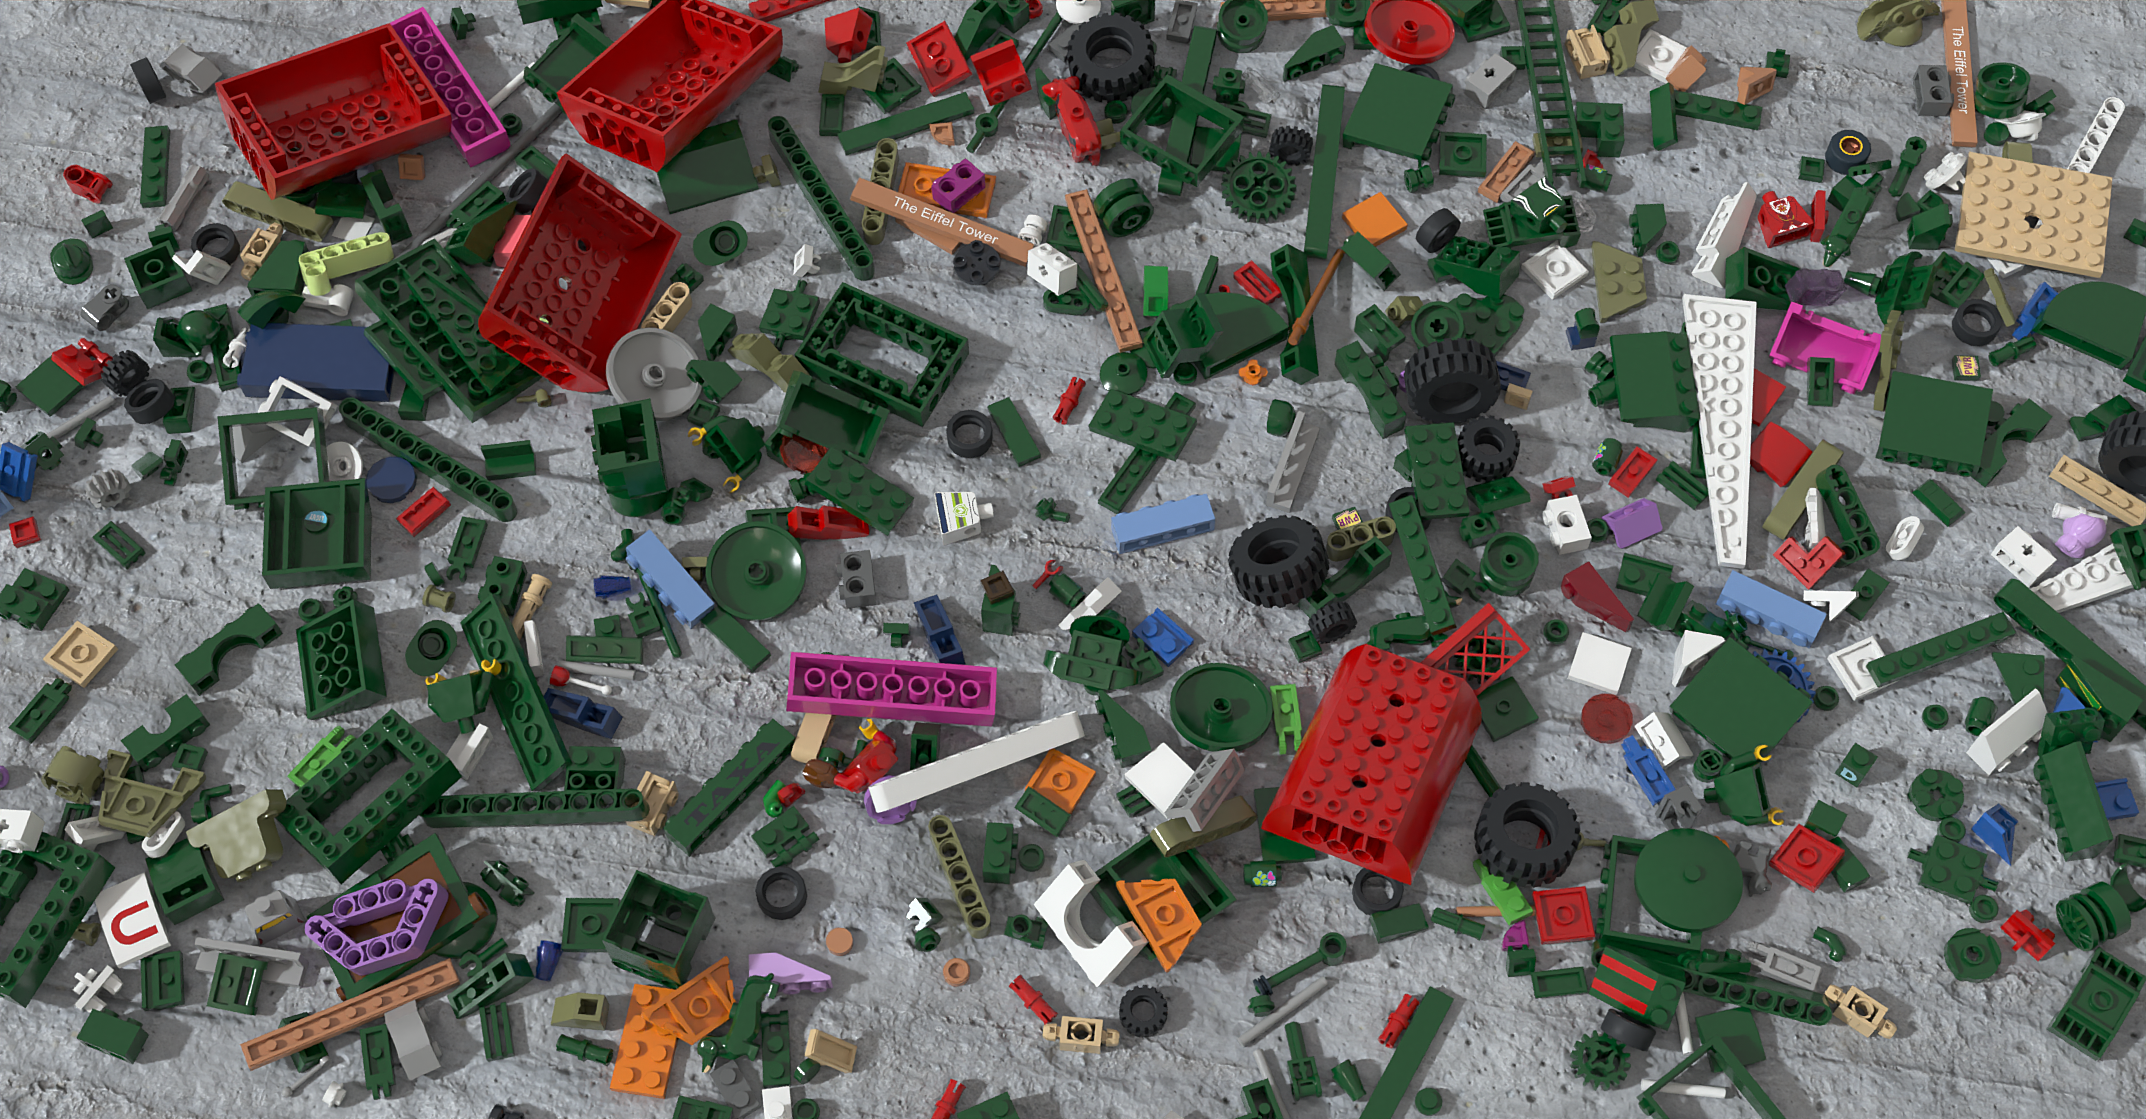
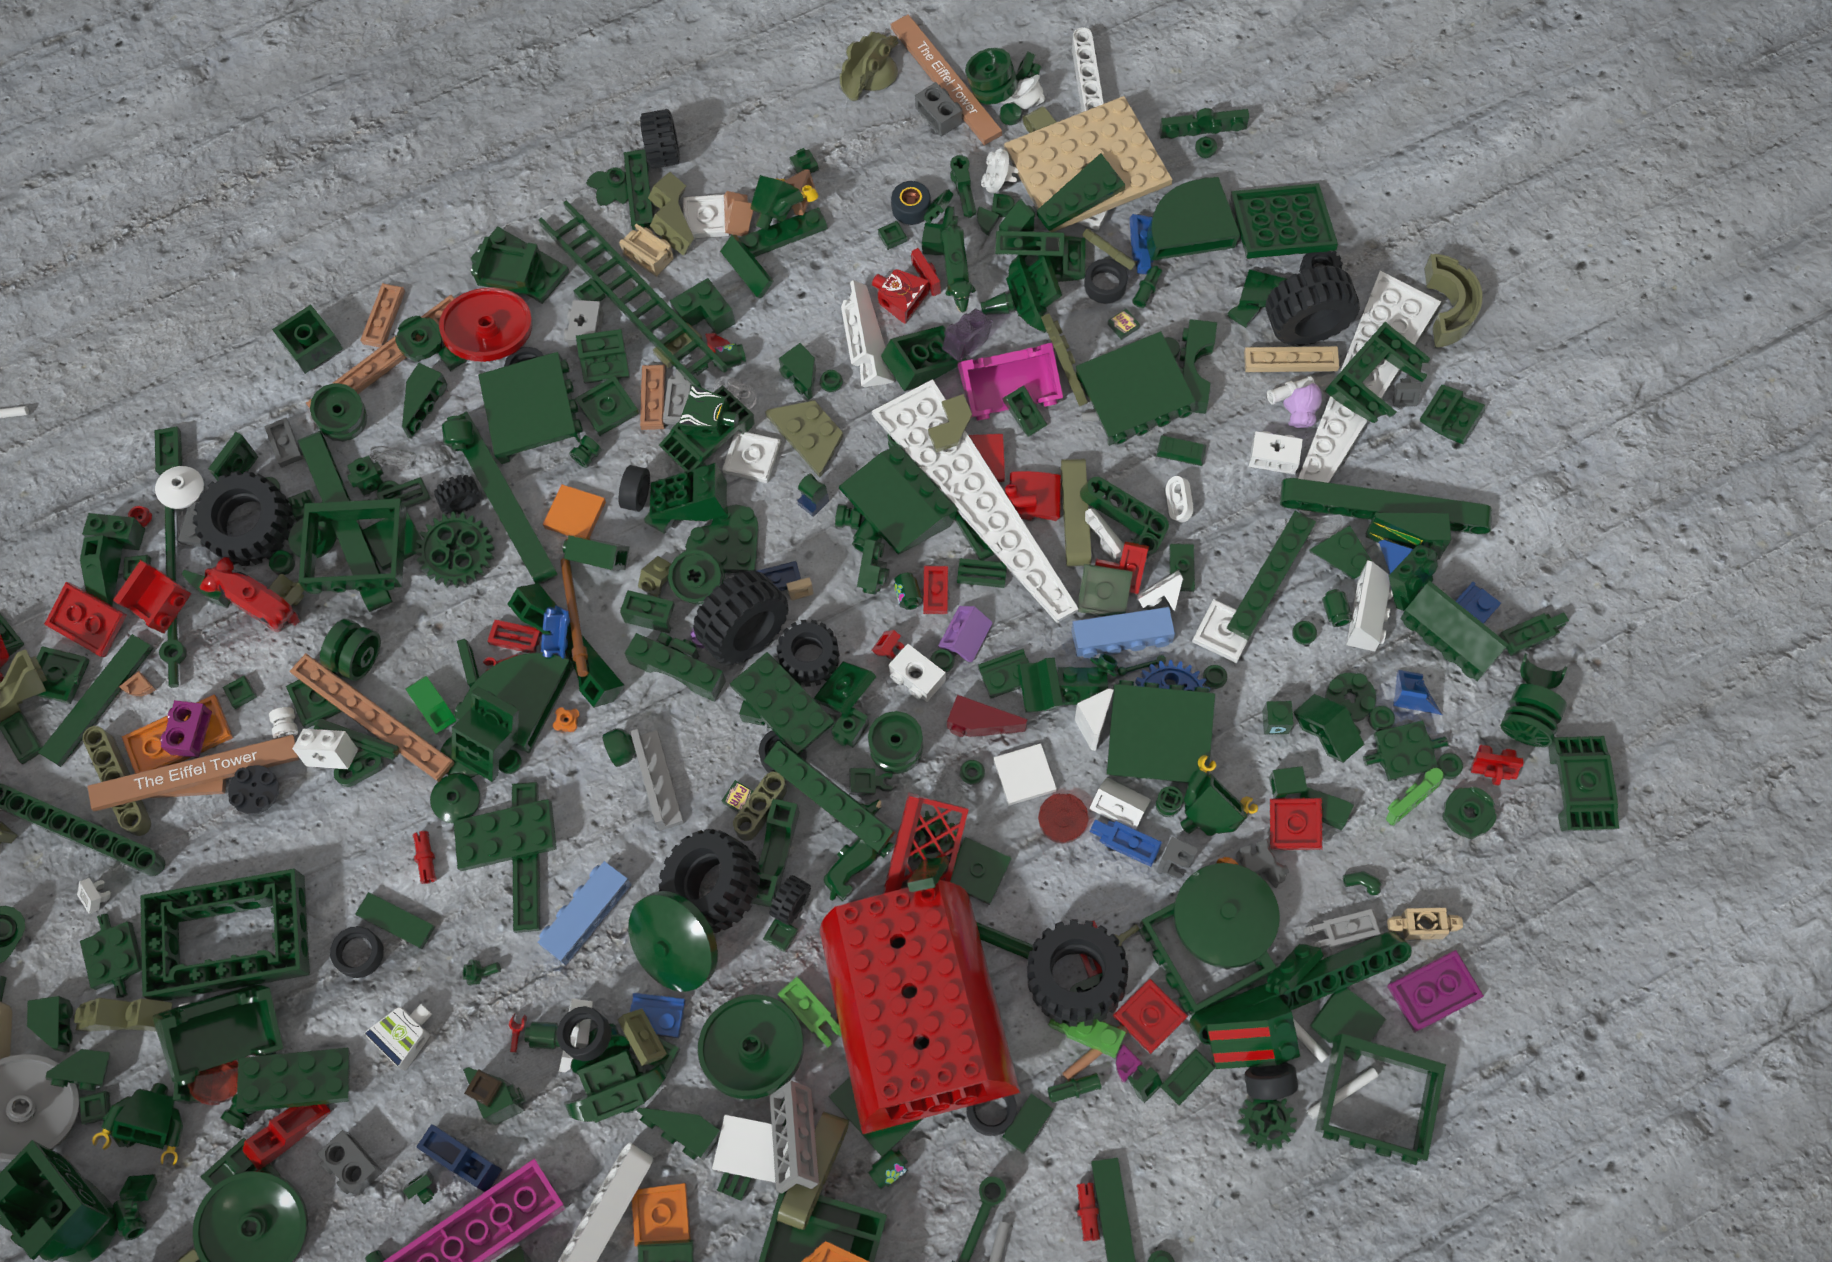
camera: 35 degrees left, 5 degrees up
(1015, 187) = (239, 692): none -> dark green tile
(1103, 618) = (569, 1022): none -> black tyre
(1141, 640) = (642, 1036): none -> olive plate
(1217, 585) = (673, 941): none -> dark green dish
(1300, 289) = (556, 621): none -> blue hinge
(1325, 97) = (457, 433): none -> dark green head
(1459, 671) = (928, 874): none -> tile
(1488, 112) = (602, 356): none -> dark green slope
(1587, 420) = (872, 571): none -> dark green plate
(1729, 74) = (775, 198): none -> dark green torso
(1738, 353) = (950, 433): none -> olive tile
(1759, 445) = (1018, 499): none -> red arm
(1779, 565) = (1104, 590): none -> dark green plate
(1828, 1070) = (1435, 991): none -> magenta tile
(1899, 802) = (1331, 725): none -> dark green brick
(1929, 246) = (1029, 243): none -> dark green slope
(1931, 909) = (1415, 795): none -> bright green hinge
(2014, 233) = (1084, 191): none -> dark green wing

